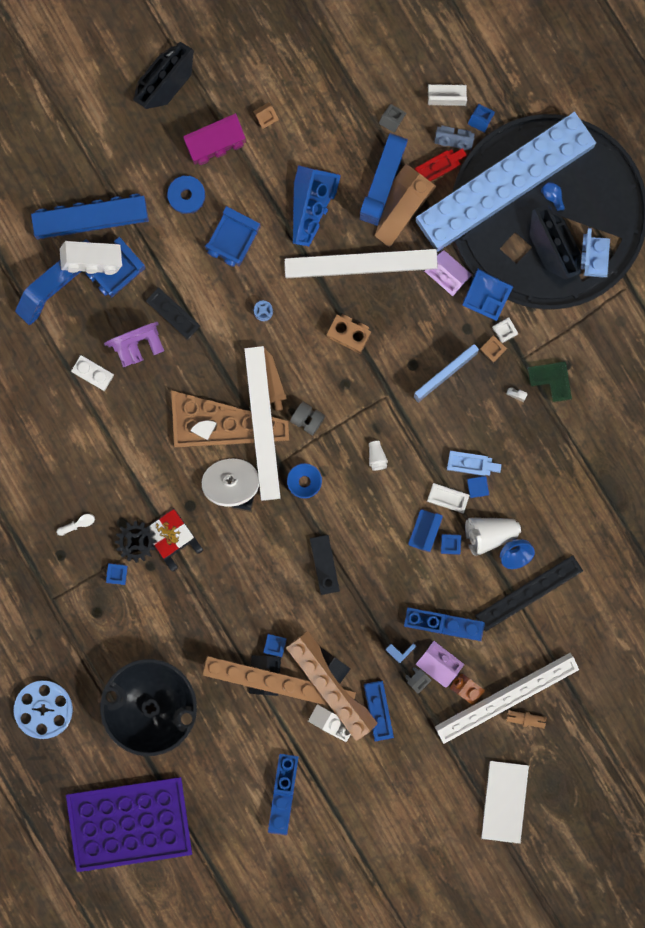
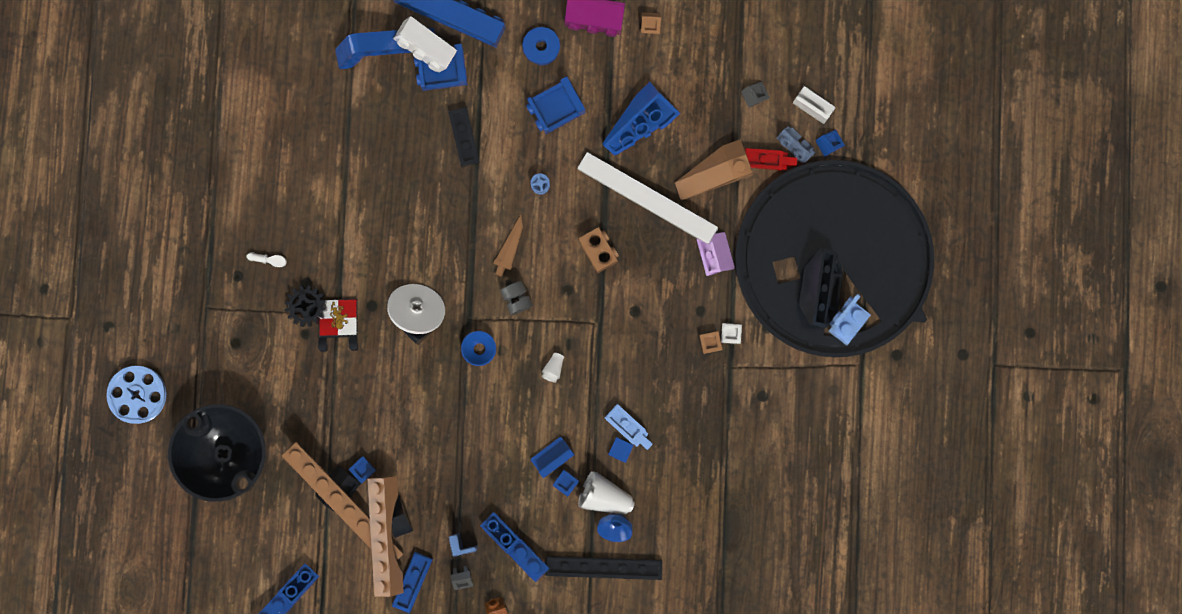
camera: 30 degrees right, 0 degrees up
(92, 373) = (365, 142): white plate -> none
(116, 574) = (272, 322): blue plate -> none
(127, 343) = (412, 136): medium lavender piece -> none
(129, 824) = (141, 538): dark purple plate -> none
(204, 429) = (424, 249): white tile -> none
(232, 425) = (434, 249): medium nougat wing -> none
(262, 423) = (475, 277): white tile -> none
(324, 565) = (449, 429): black piece -> none
(329, 722) = (361, 563): white slope -> none
(383, 179) = (690, 156): blue beam -> none
(440, 664) = (489, 577): lavender panel -> none
(446, 373) = (657, 336): light blue tile -> none
(448, 498) = (589, 442): white tile -> none
(487, 294) = (735, 293): blue plate -> none
(505, 181) = (815, 209): light blue brick -> none
(519, 395) = (707, 396): white tile -> none
(553, 193) = (848, 245): blue animal -> none
(554, 375) = (747, 399): clear green plate -> none

